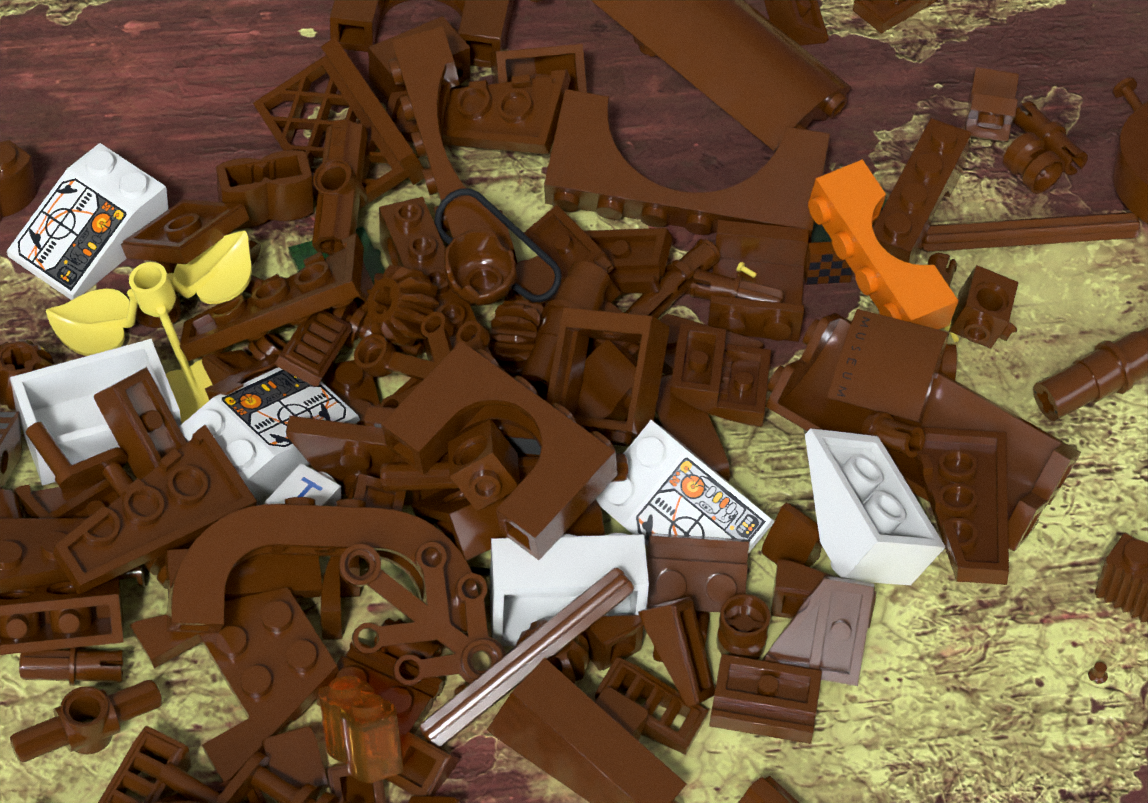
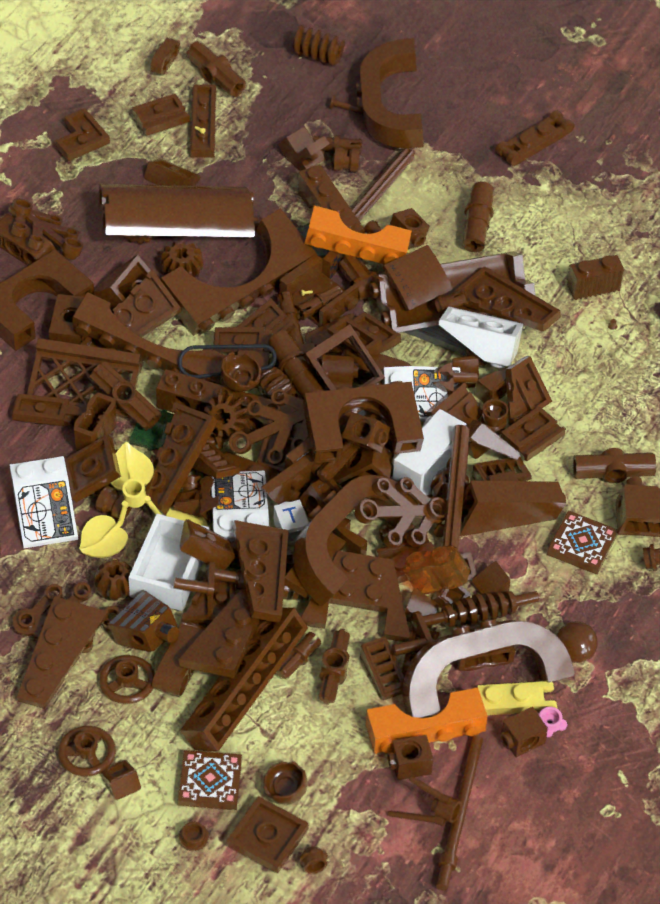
camera: 50 degrees left, 0 degrees up
(245, 124) = (45, 410): none -> reddish brown hinge
(648, 107) = (182, 255): none -> reddish brown gear
(743, 523) = (452, 377): none -> reddish brown bar
(838, 296) = (358, 273): none -> reddish brown piece

